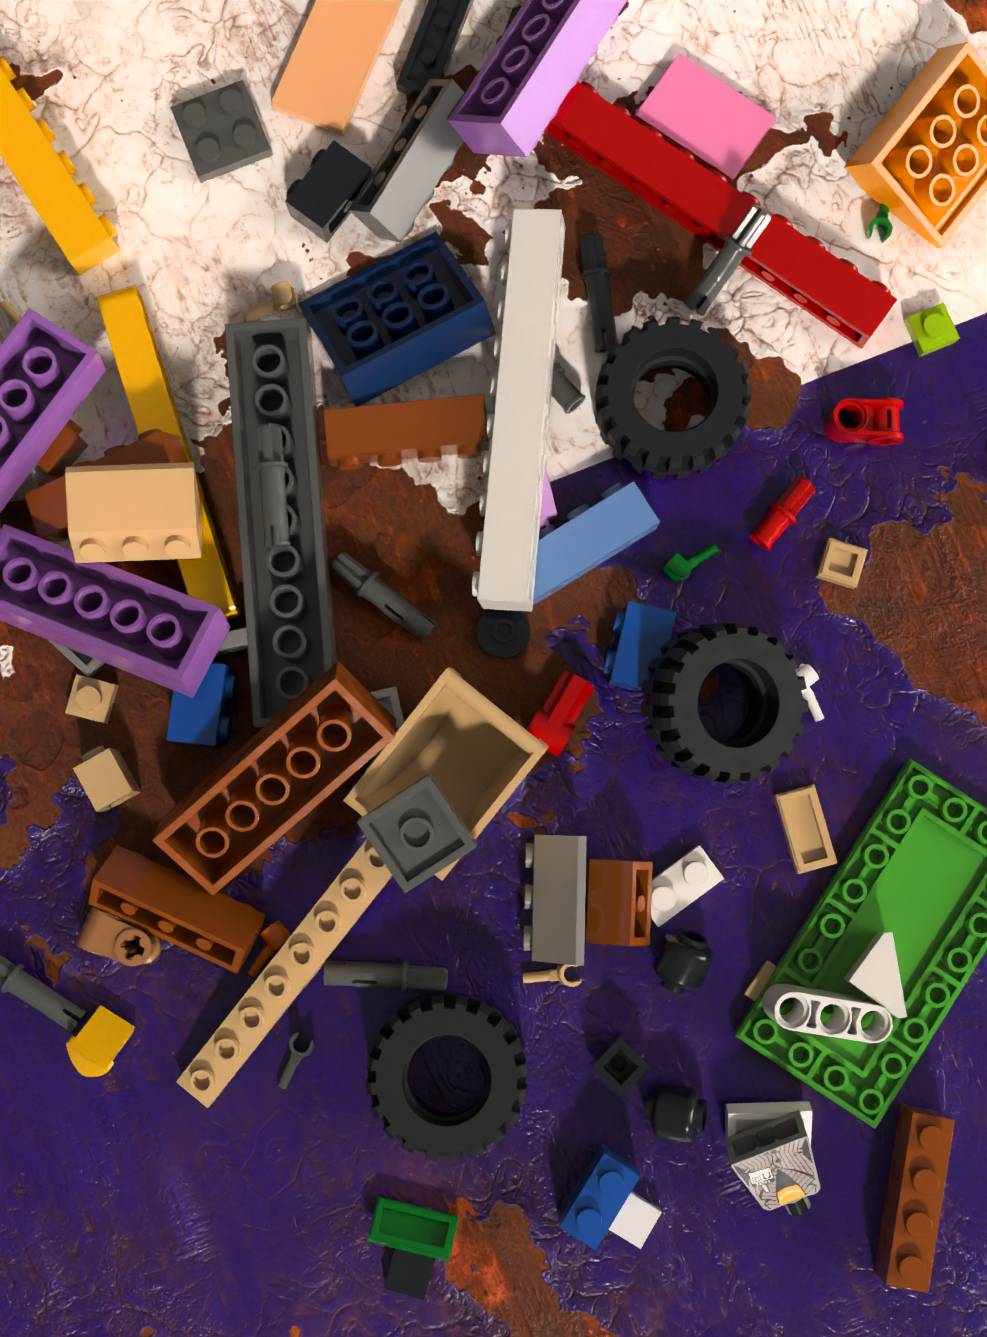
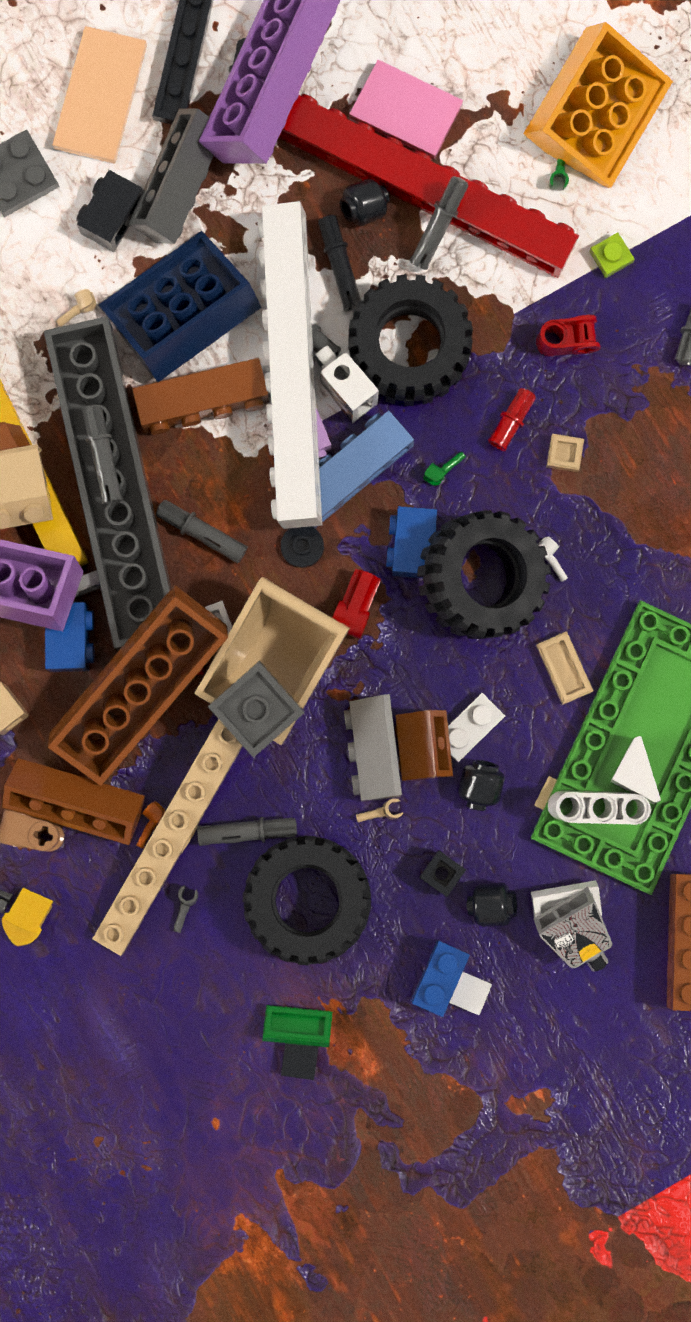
camera: 10 degrees left, 0 degrees up
(593, 455) = (353, 395): none -> white torso
(639, 223) = (364, 202): none -> black head

